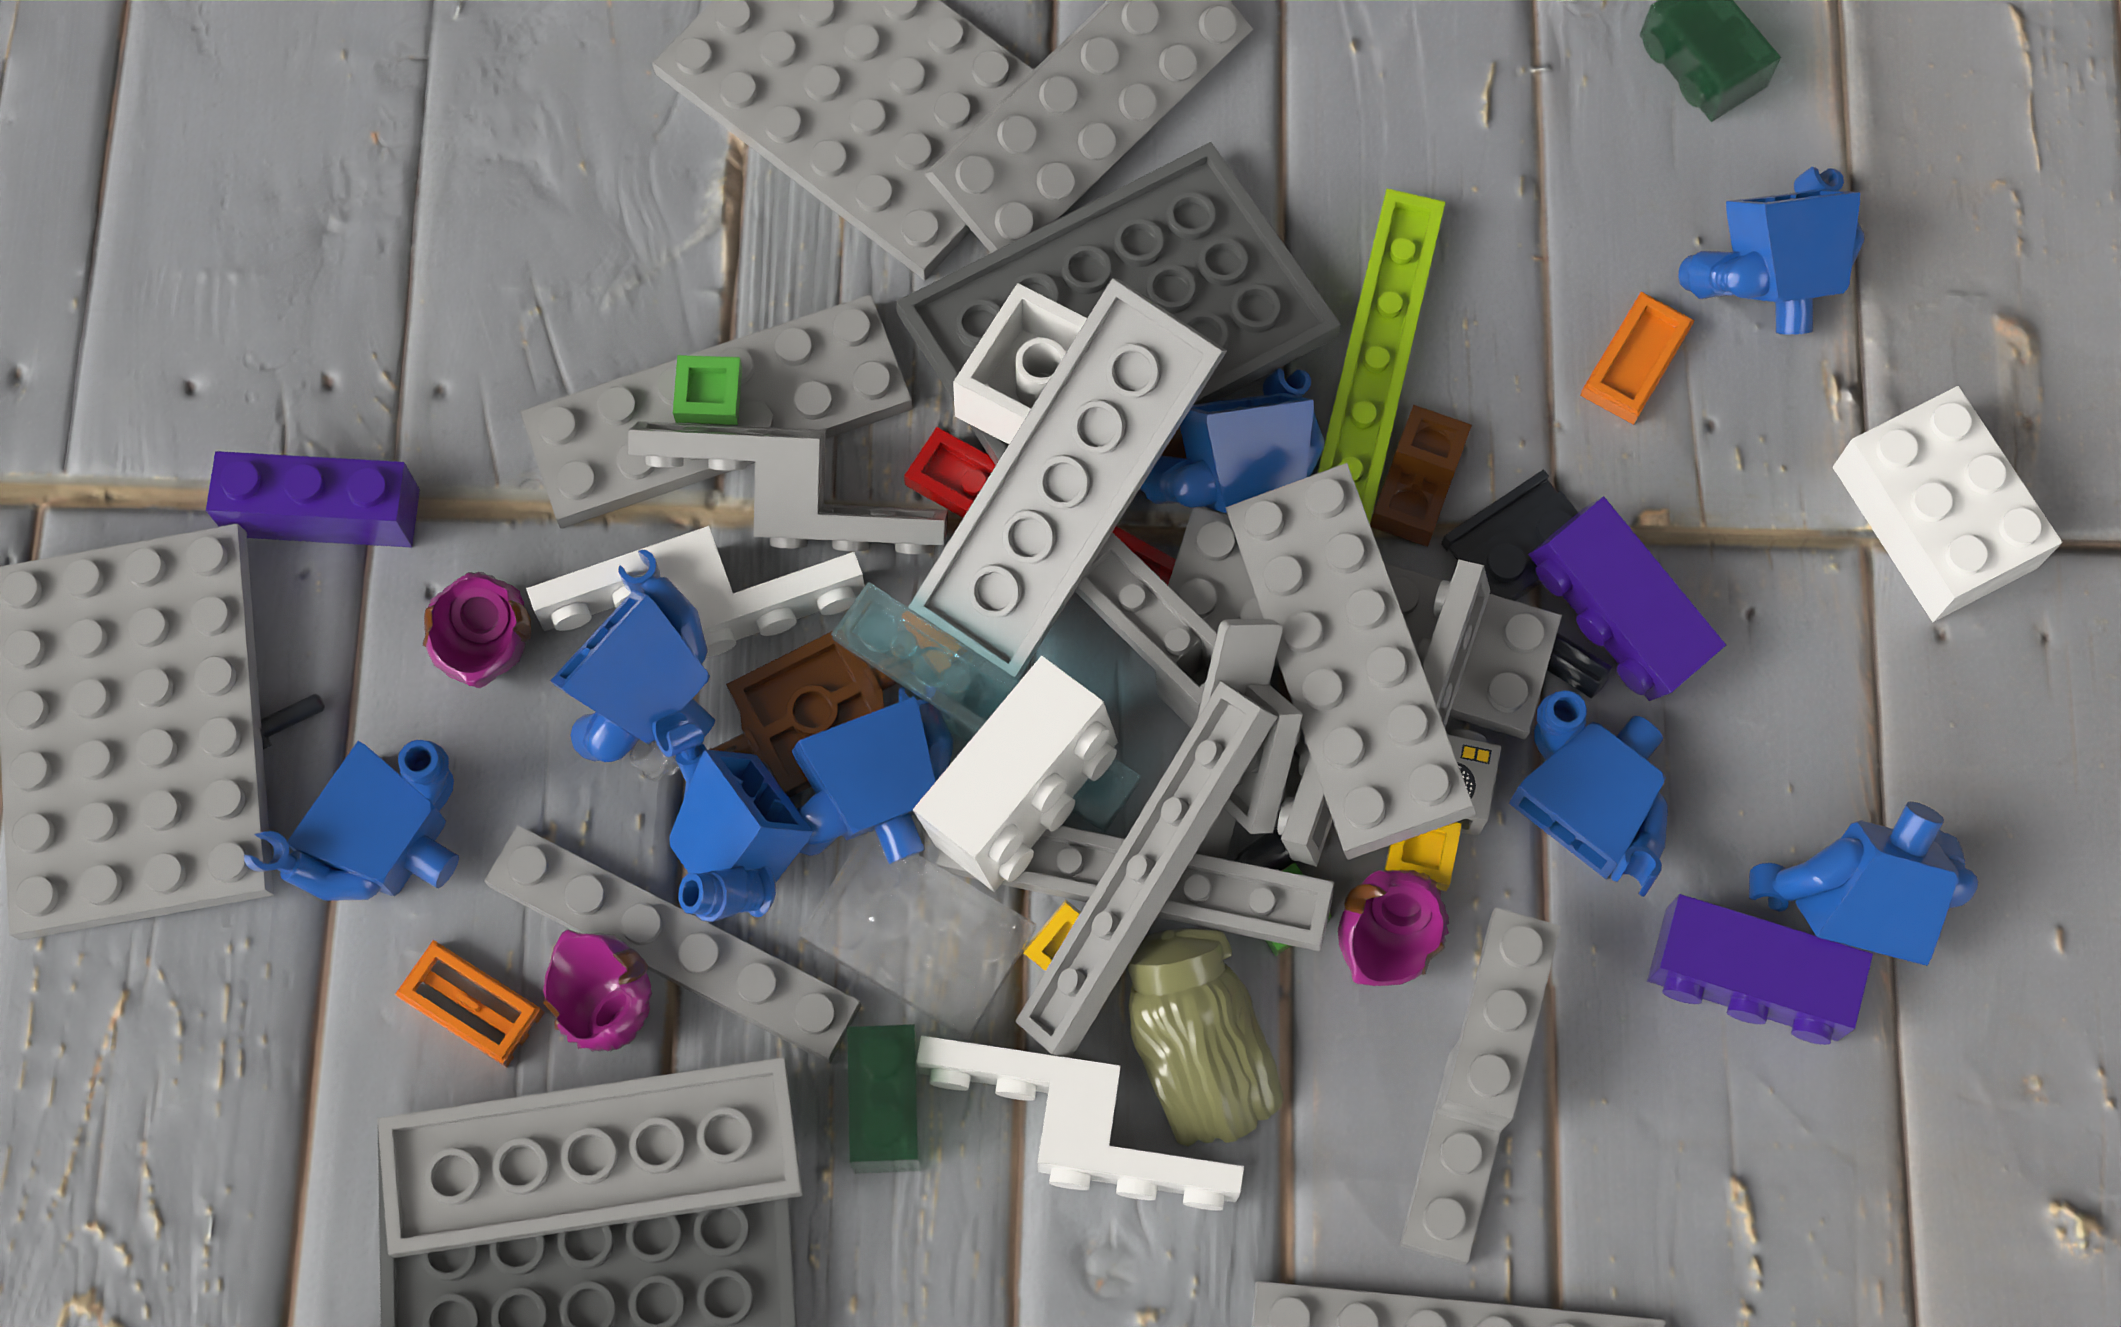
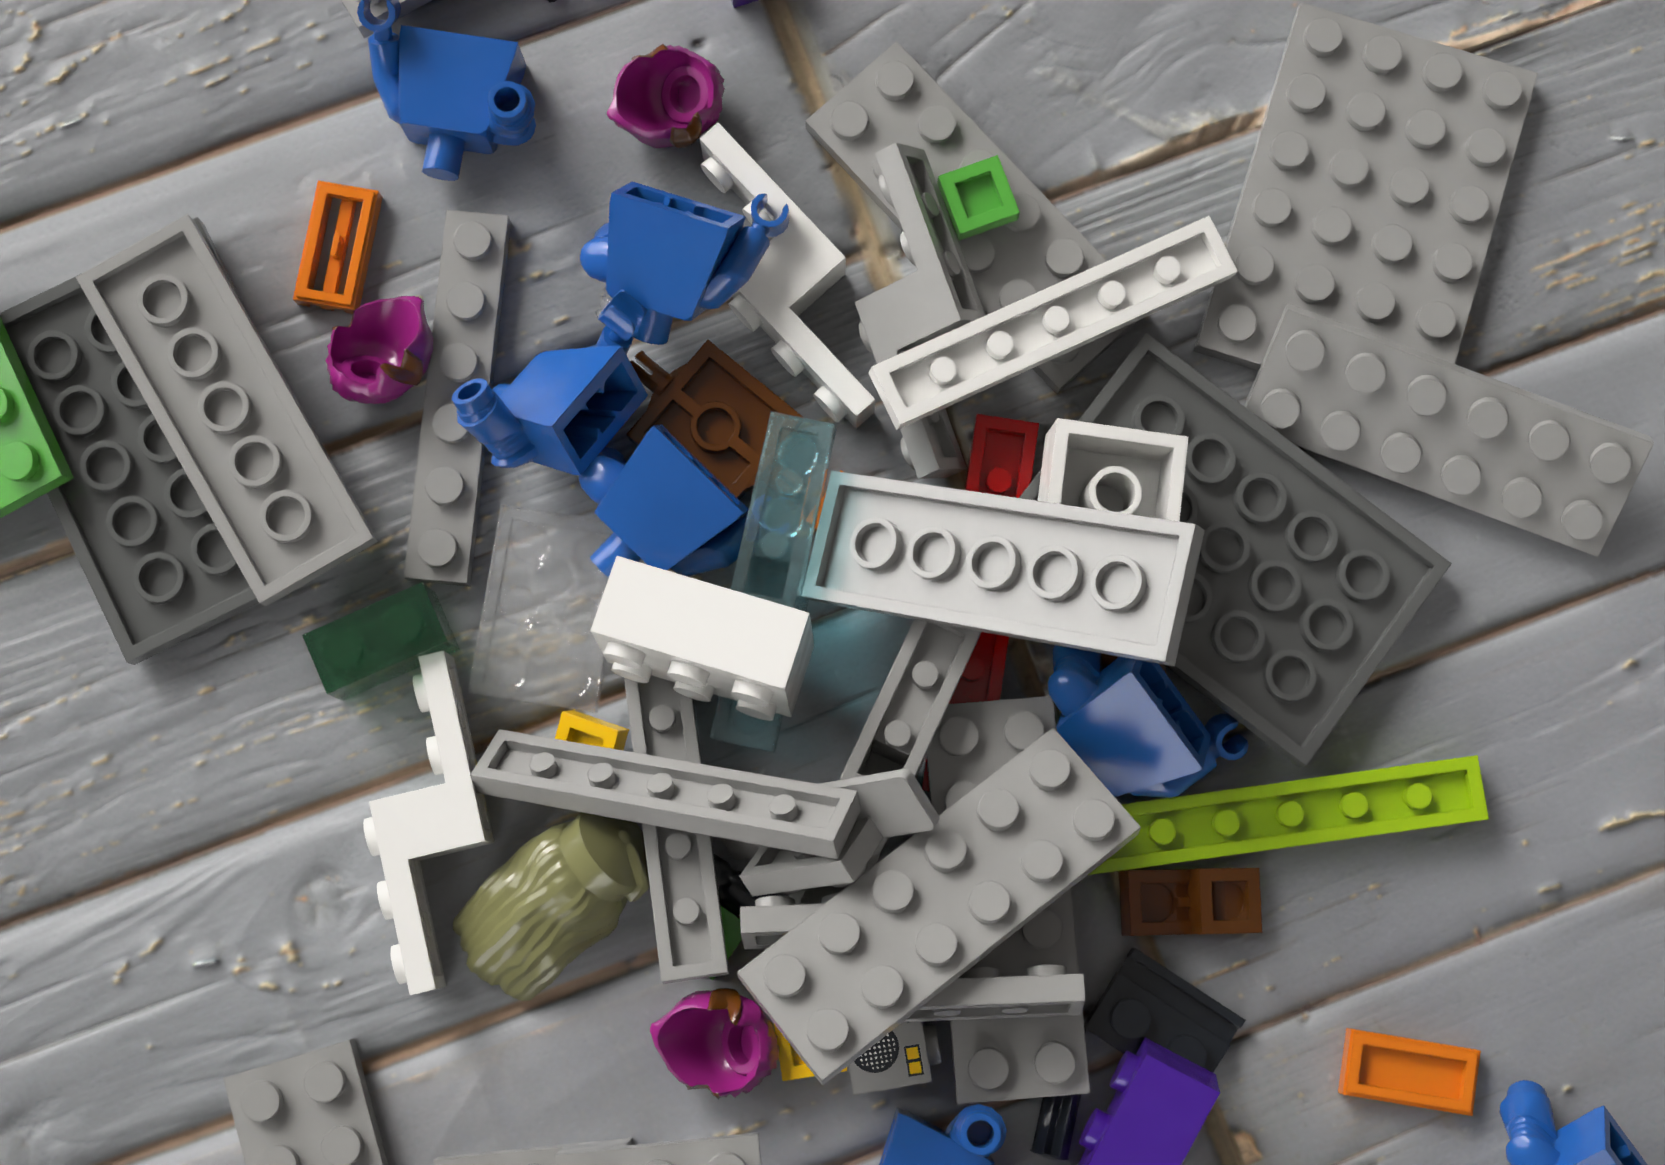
camera: 70 degrees right, 10 degrees up
(854, 373) = (1051, 322): none -> white plate

